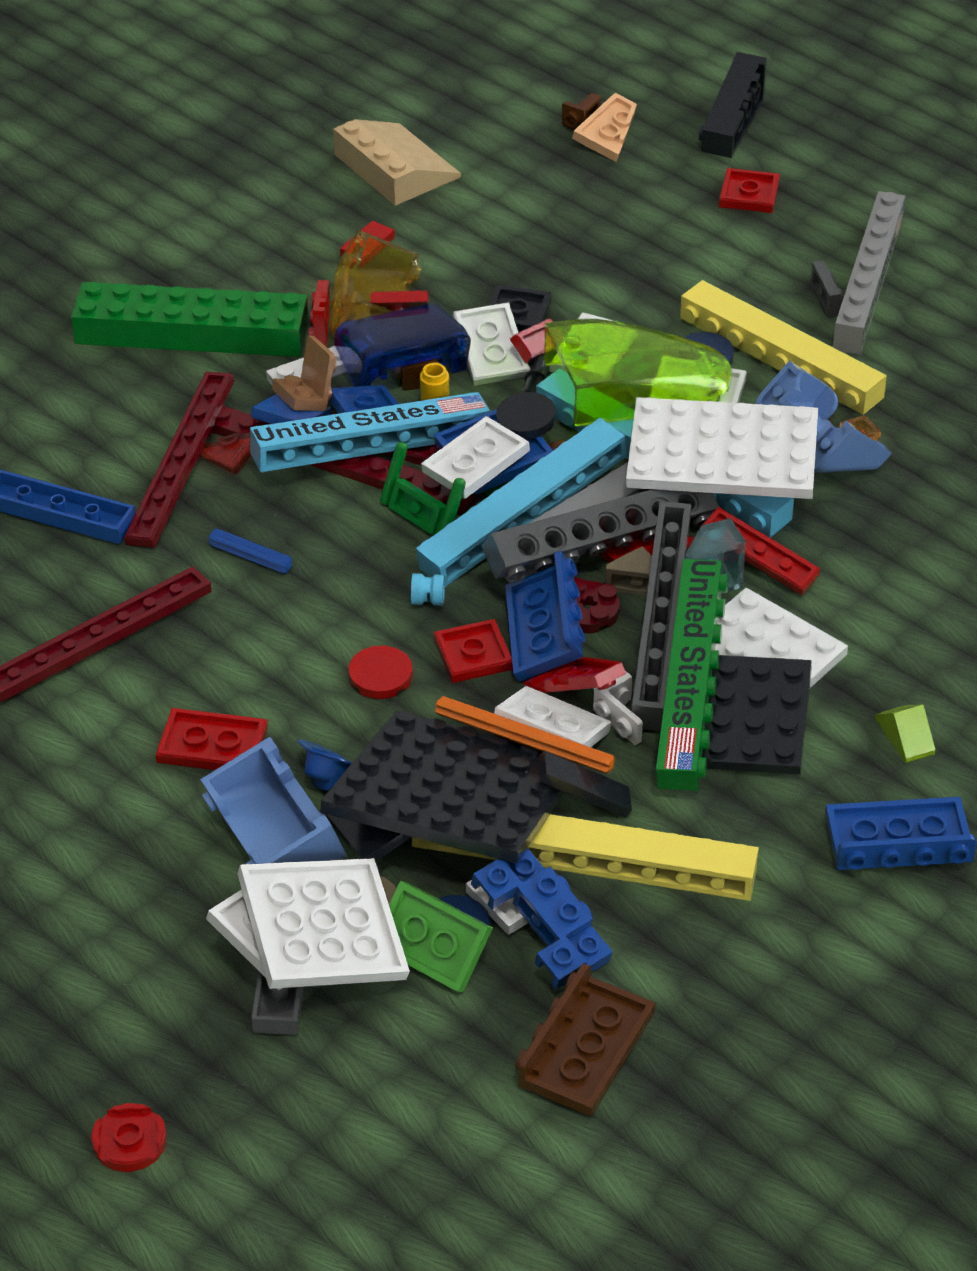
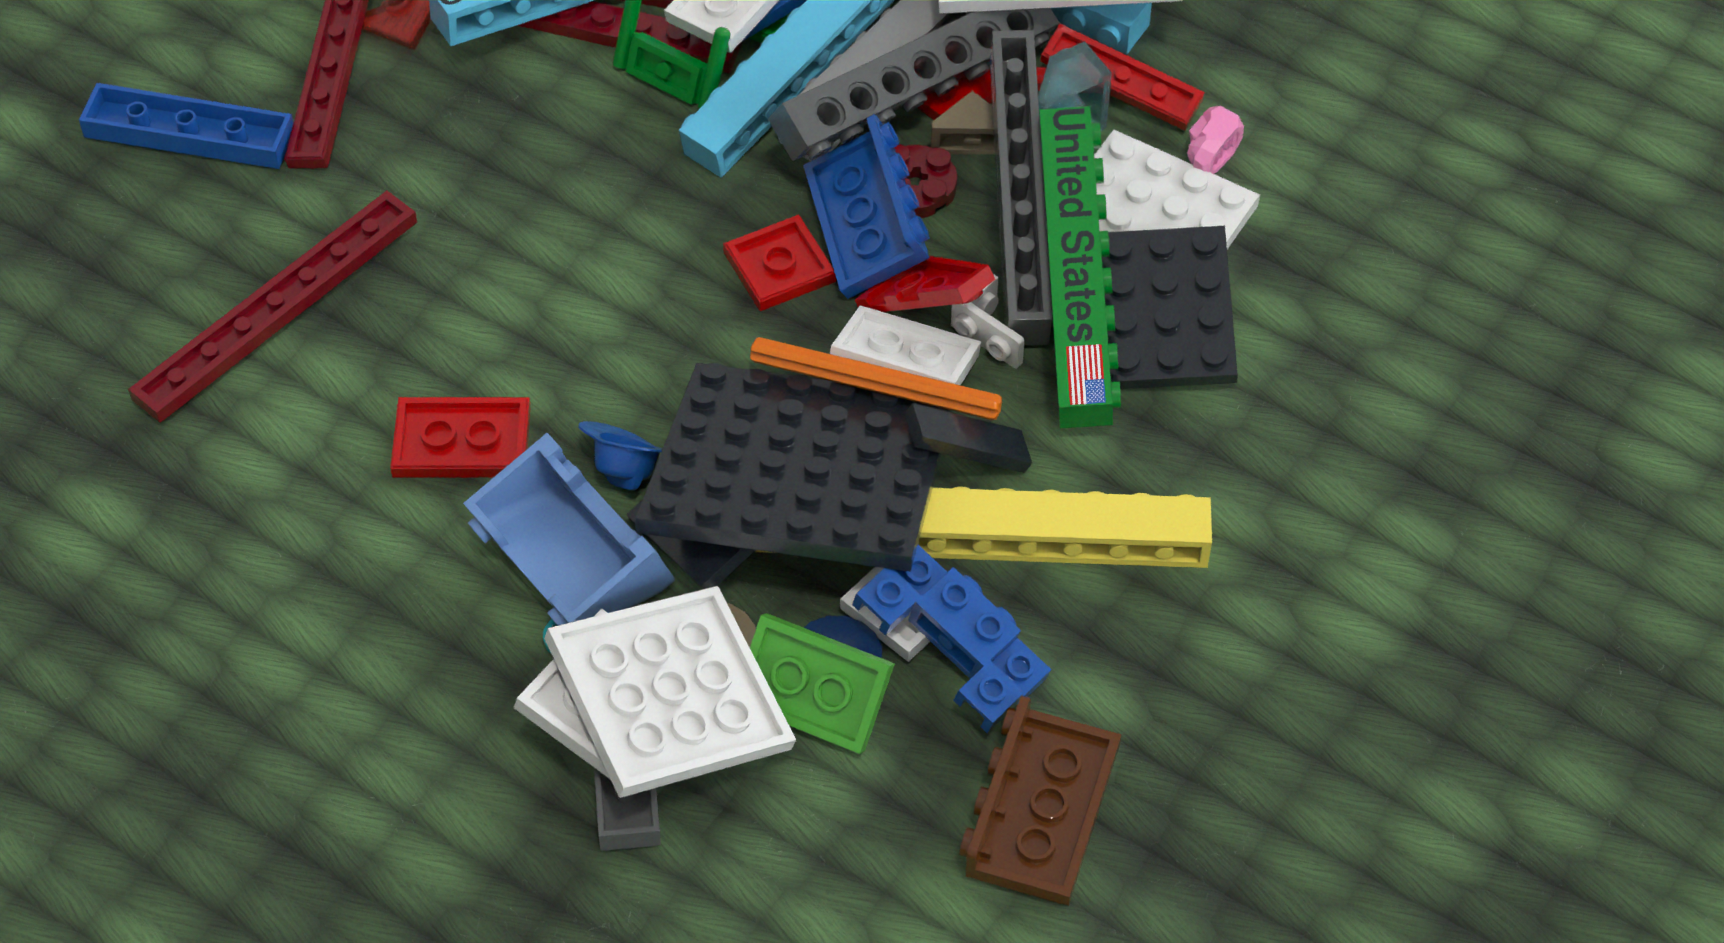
camera: 10 degrees left, 10 degrees up
(250, 551) = (457, 157): blue axle -> none
(380, 671) = (664, 308): red tile -> none
(427, 589) = (704, 184): medium azure wheel -> none
(821, 603) = (1214, 139): none -> bright pink rock
(899, 833) = (1379, 449): blue bracket -> none
(908, 731) = (1359, 303): lime slope -> none

